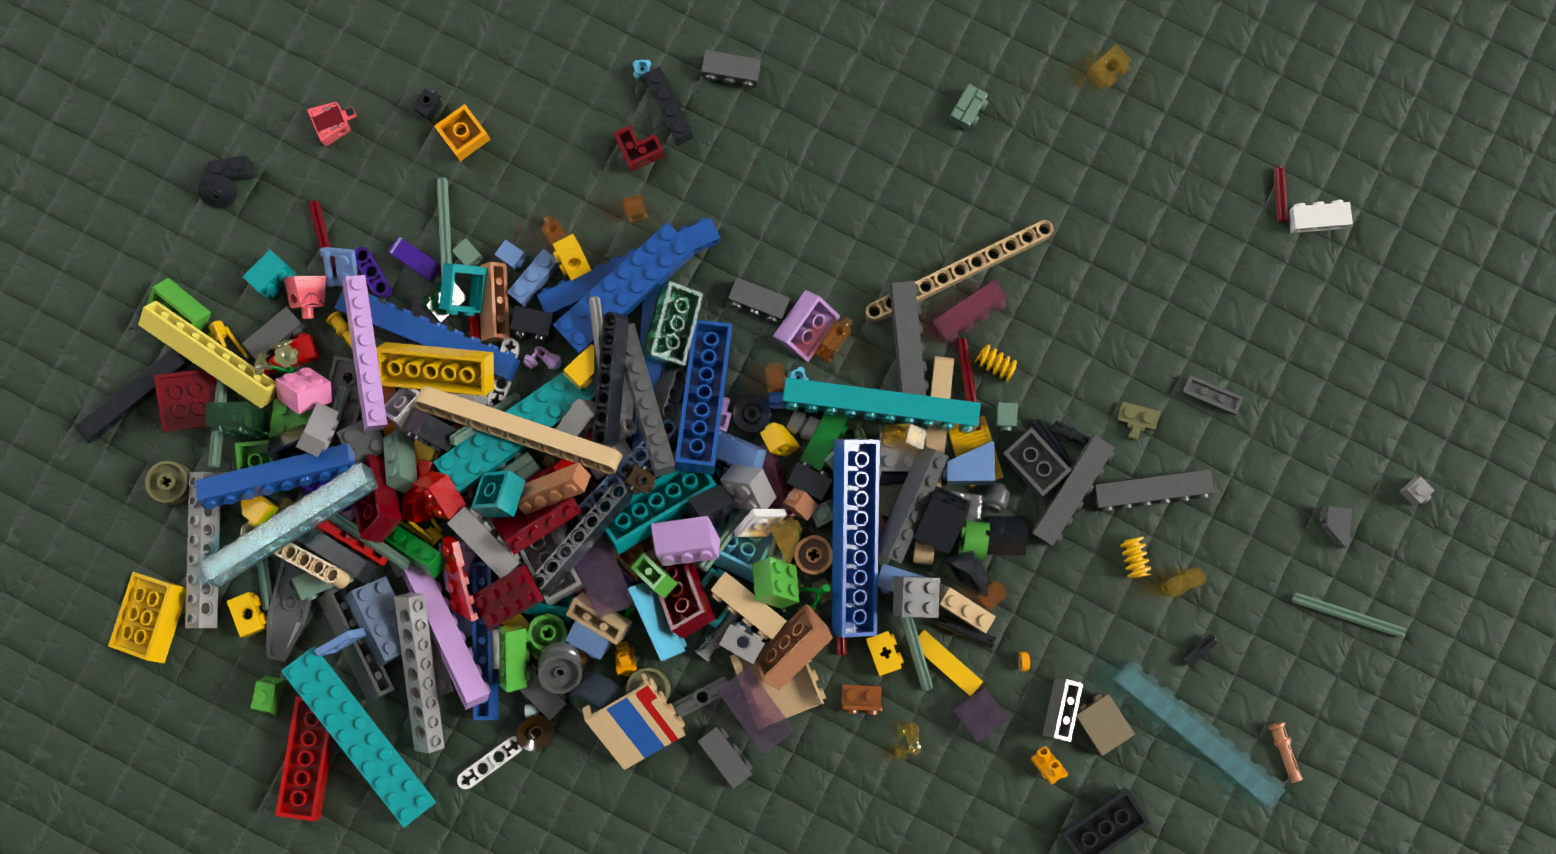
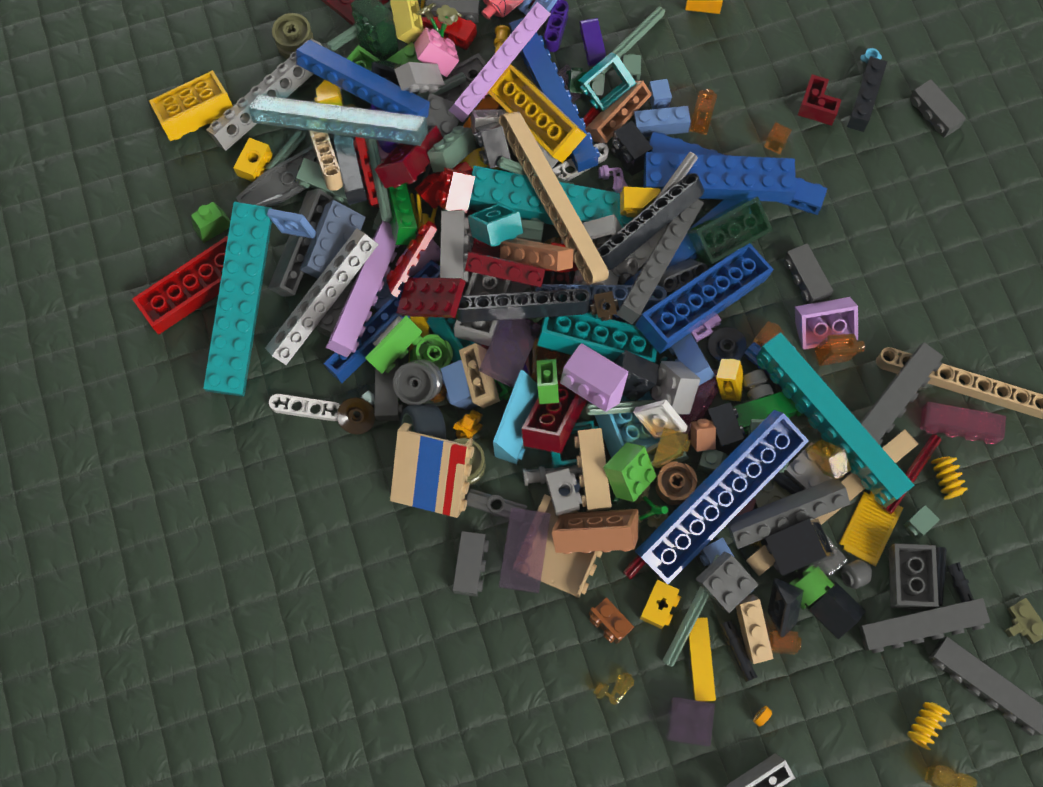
camera: 45 degrees right, 10 degrees down
(571, 256) = (702, 115): yellow brick -> none
(972, 468) = (859, 531): medium blue slope -> none

